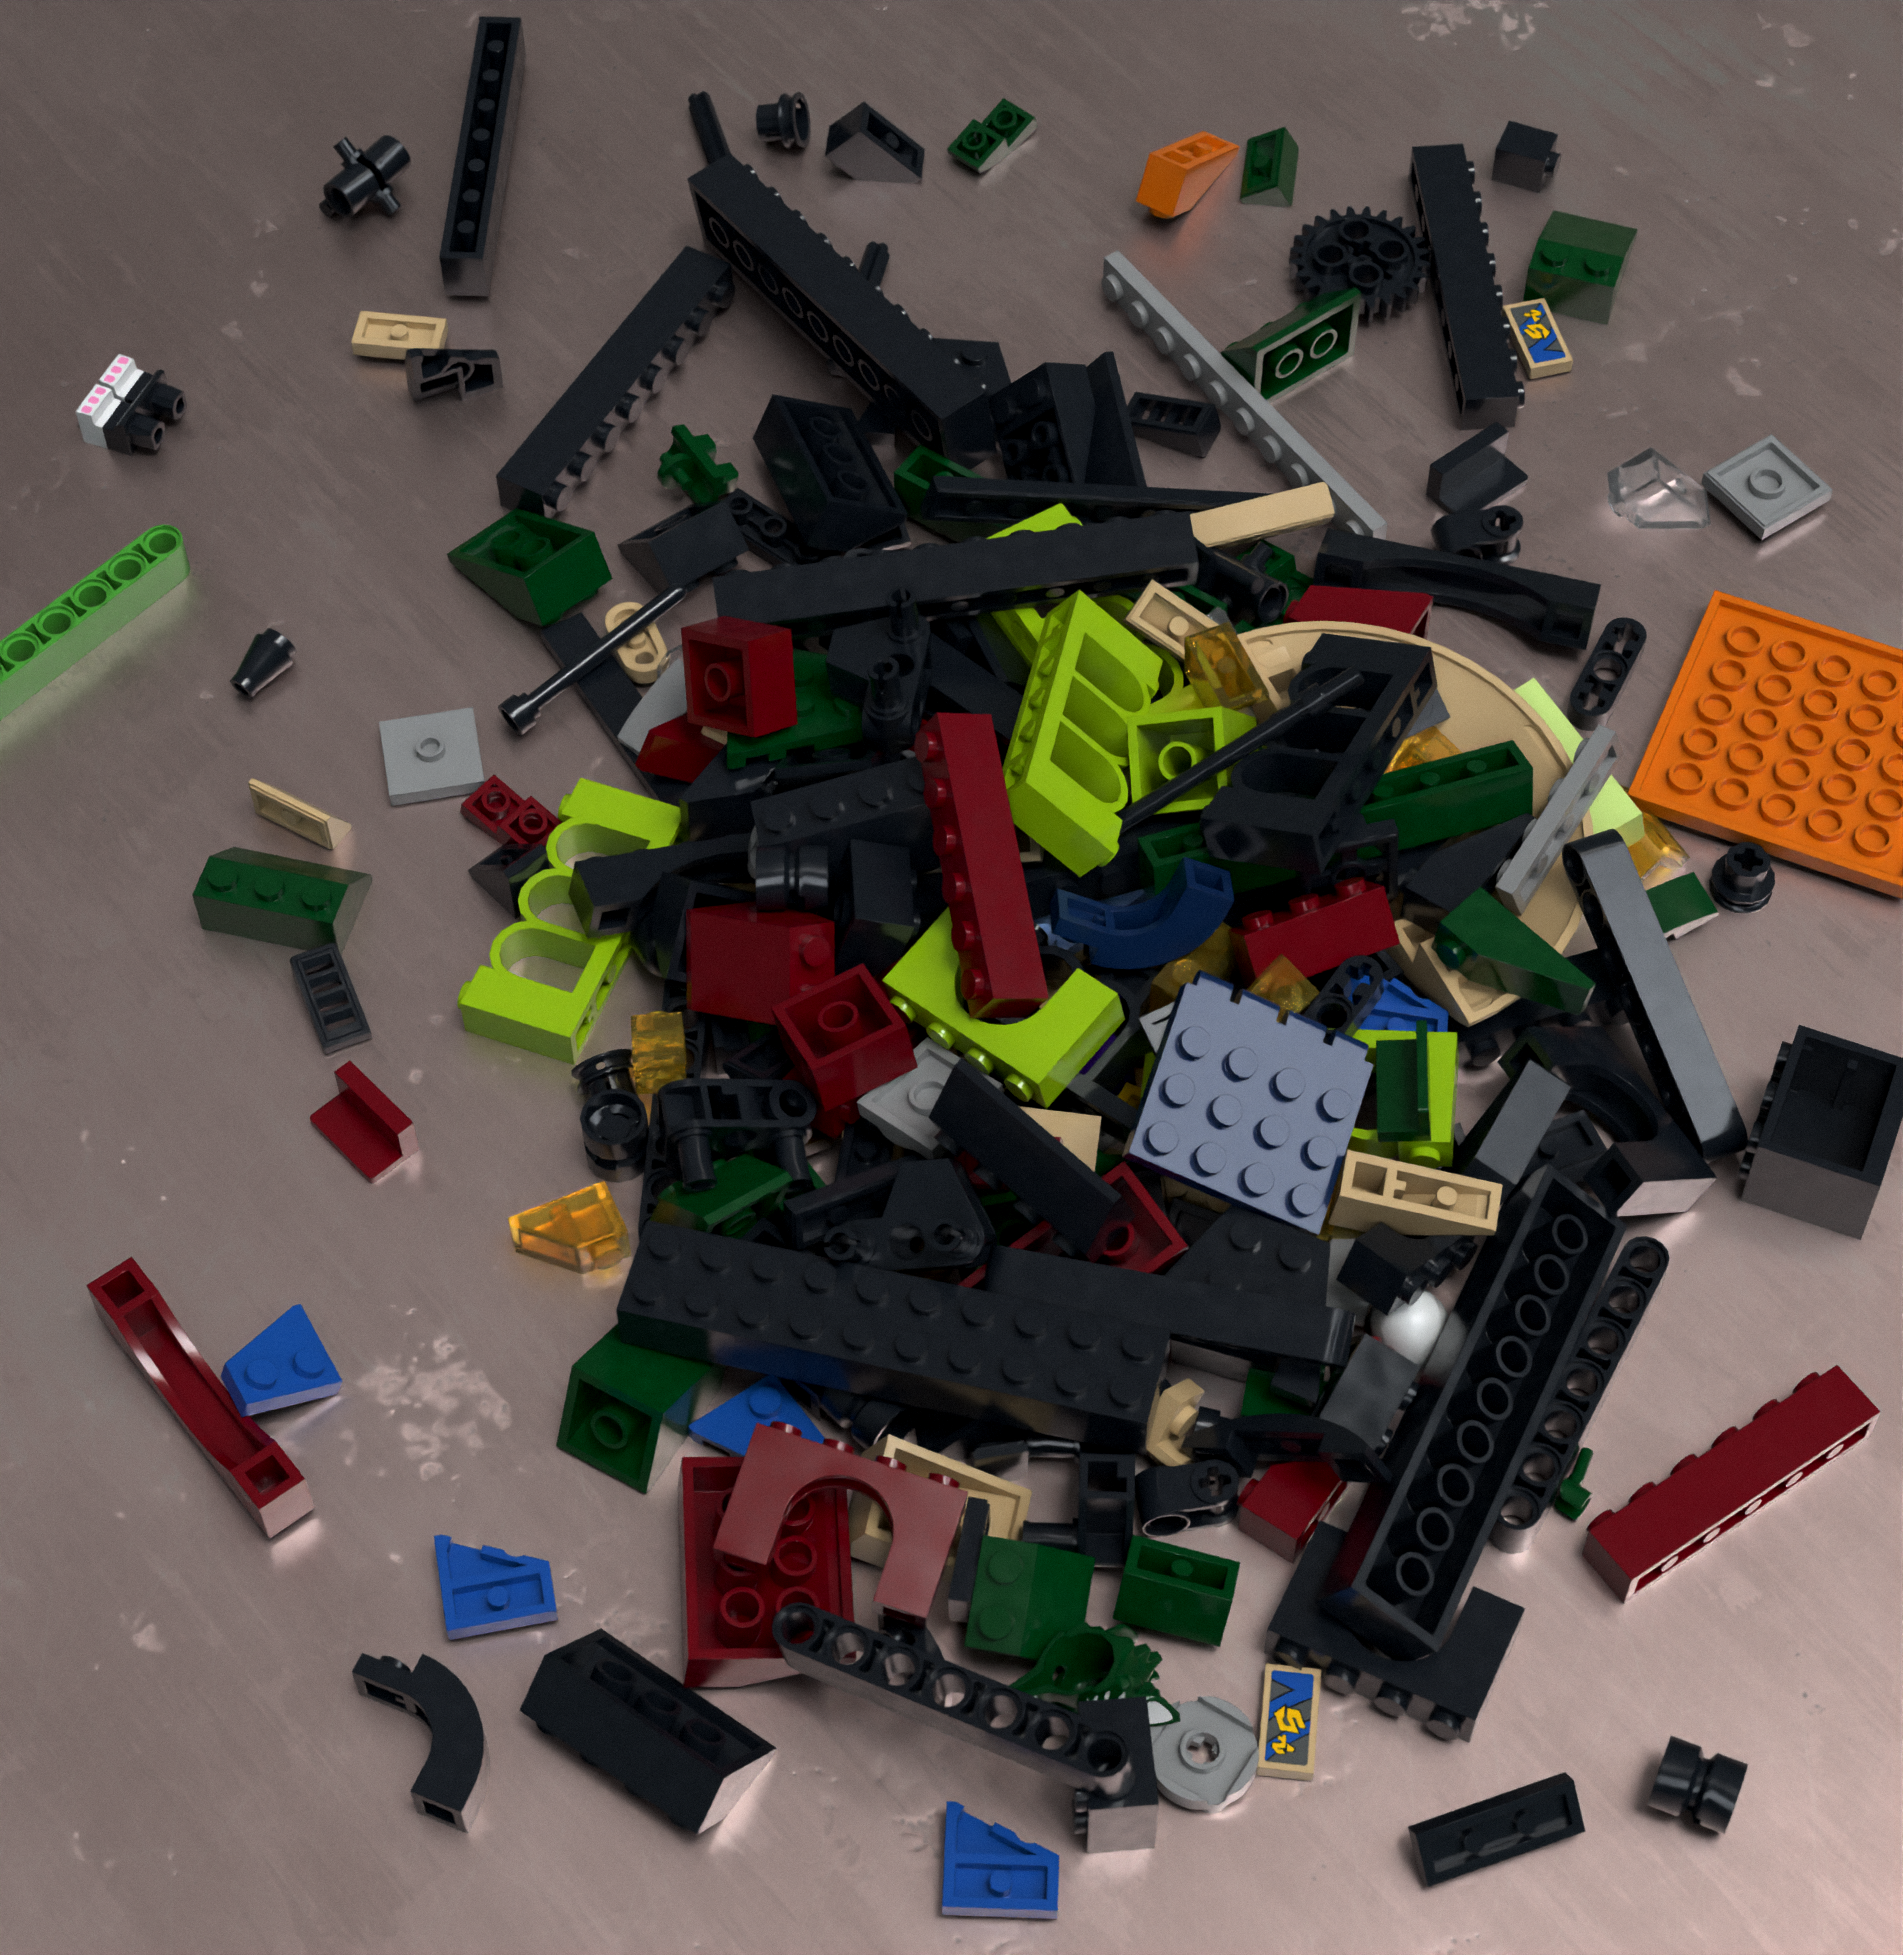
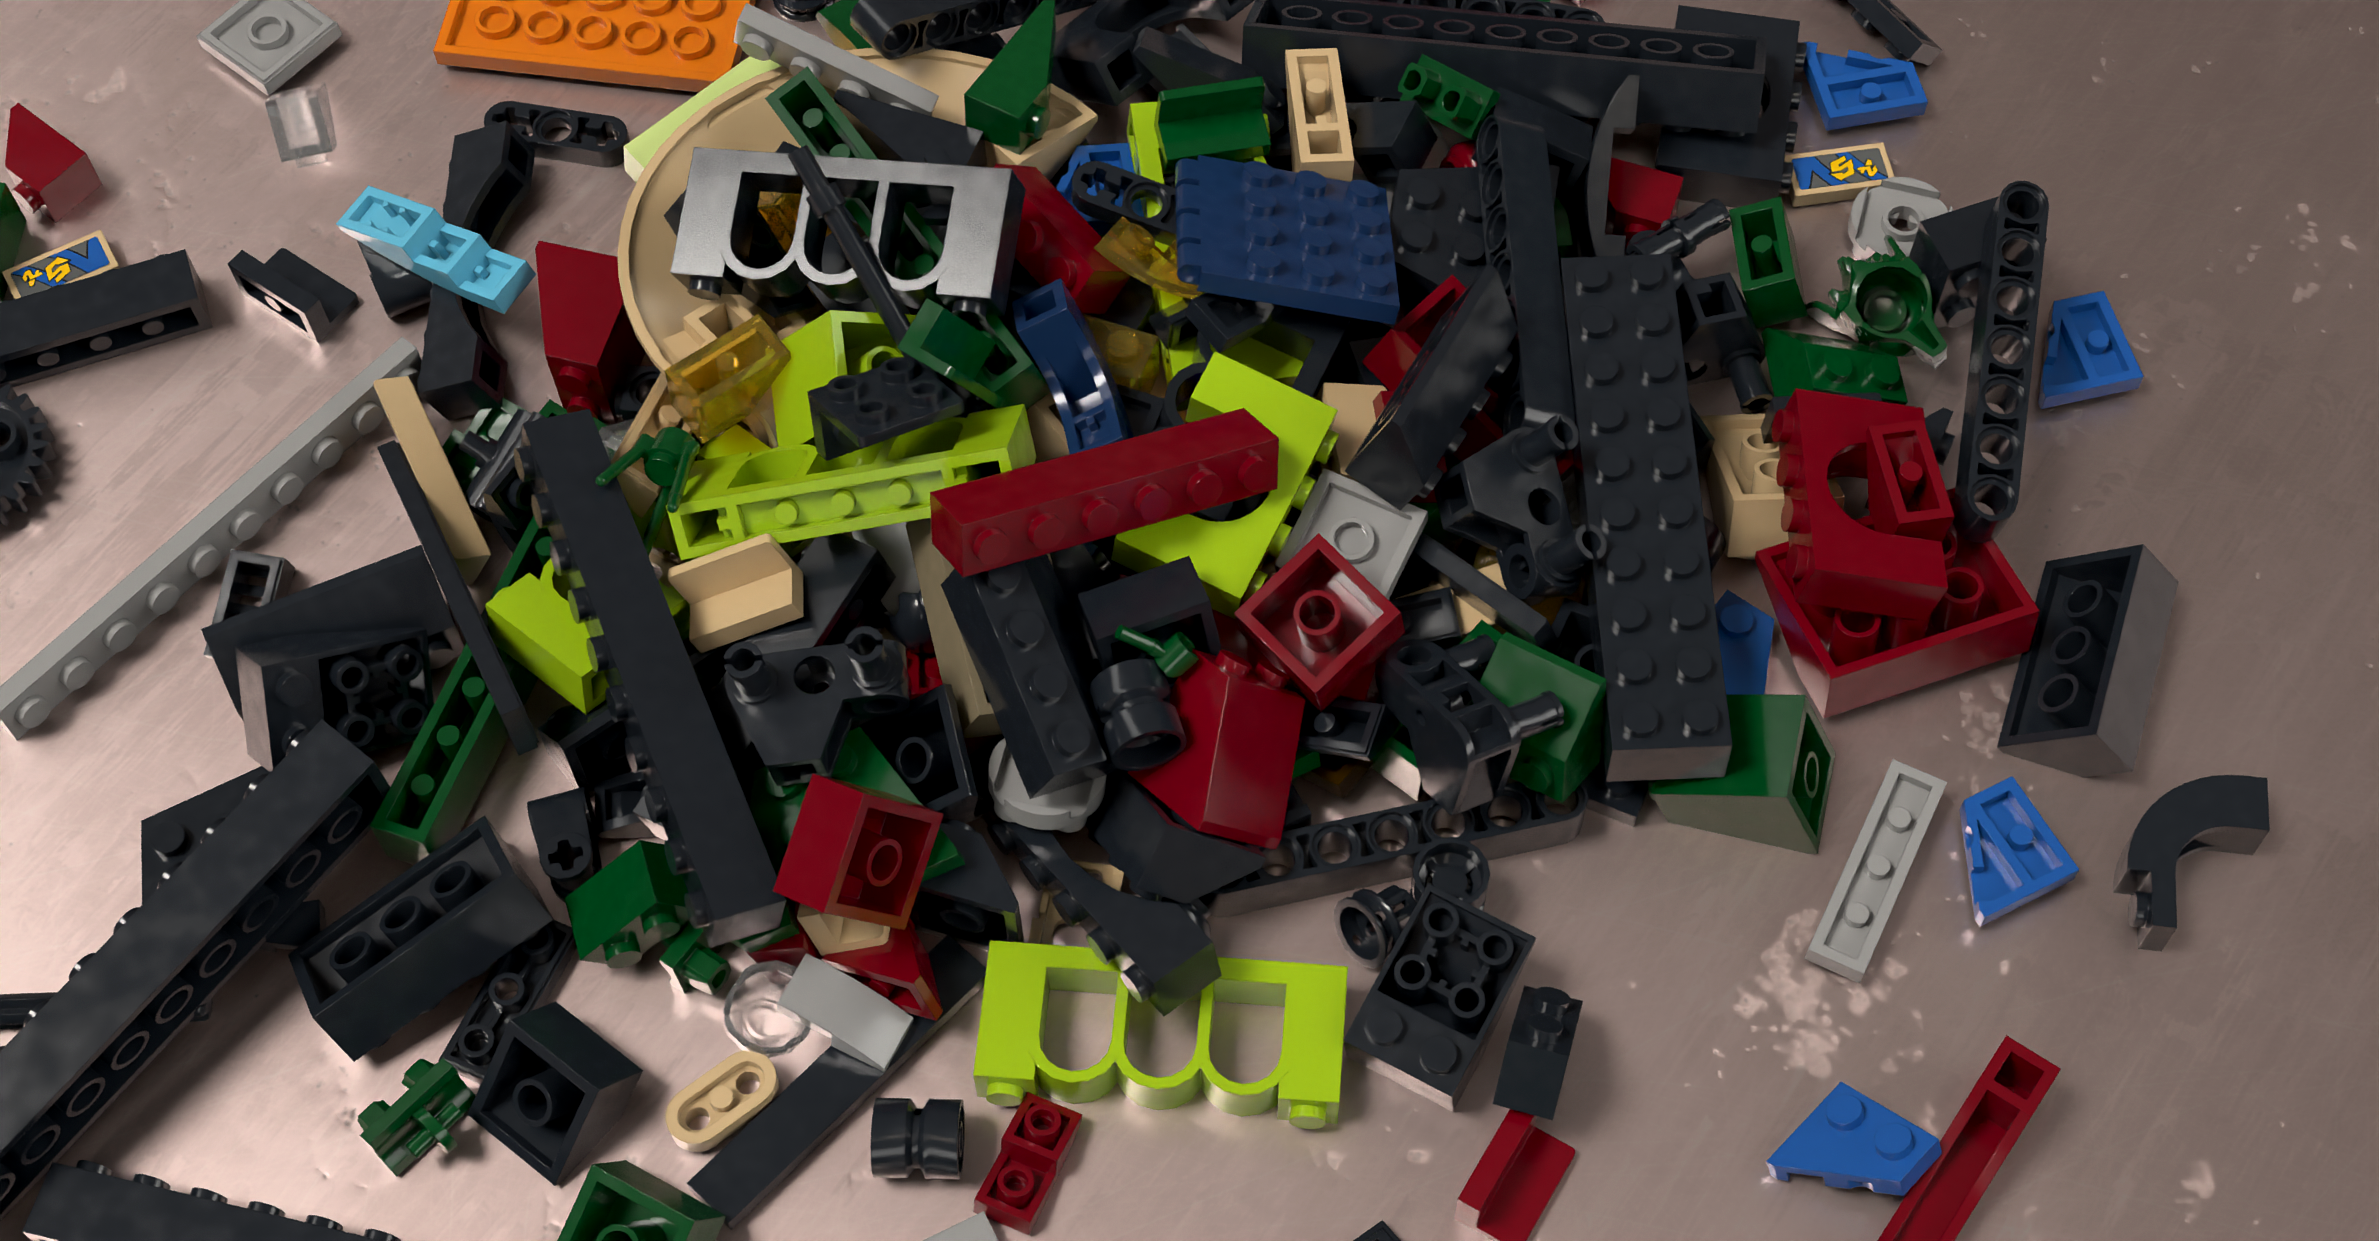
camera: 105 degrees left, 5 degrees up
(442, 1144) = (1538, 1051): none -> black brick
(508, 870) = (1116, 1128): black slope -> none
(511, 1086) = (1439, 997): none -> black slope
(517, 1475) = (1875, 871): none -> light grey plate
(524, 709) = (861, 1198): black piece -> none
(552, 745) = (917, 1138): none -> black wheel
(574, 1231) = (1572, 897): clear yellow slope -> none
(658, 1050) = (1355, 847): clear yellow brick -> none
(833, 889) = (1172, 657): none -> dark green hand
(836, 1561) = (1906, 482): none -> dark red slope
(1008, 660) = (739, 591): none -> tan panel
(1108, 723) = (878, 406): none -> black bracket
(1145, 618) = (667, 464): none -> dark green plant
(1152, 790) = (950, 348): none -> dark green panel
(1213, 1497) = (1683, 234): none -> black pin
(1298, 344) = (112, 483): dark green slope -> none
(1393, 1777) = (1862, 88): none -> blue wing
(1416, 1324) = (1448, 95): none -> dark green hips
(1469, 541) = (435, 249): none -> medium azure slope
(1650, 328) = (46, 166): none -> dark red slope

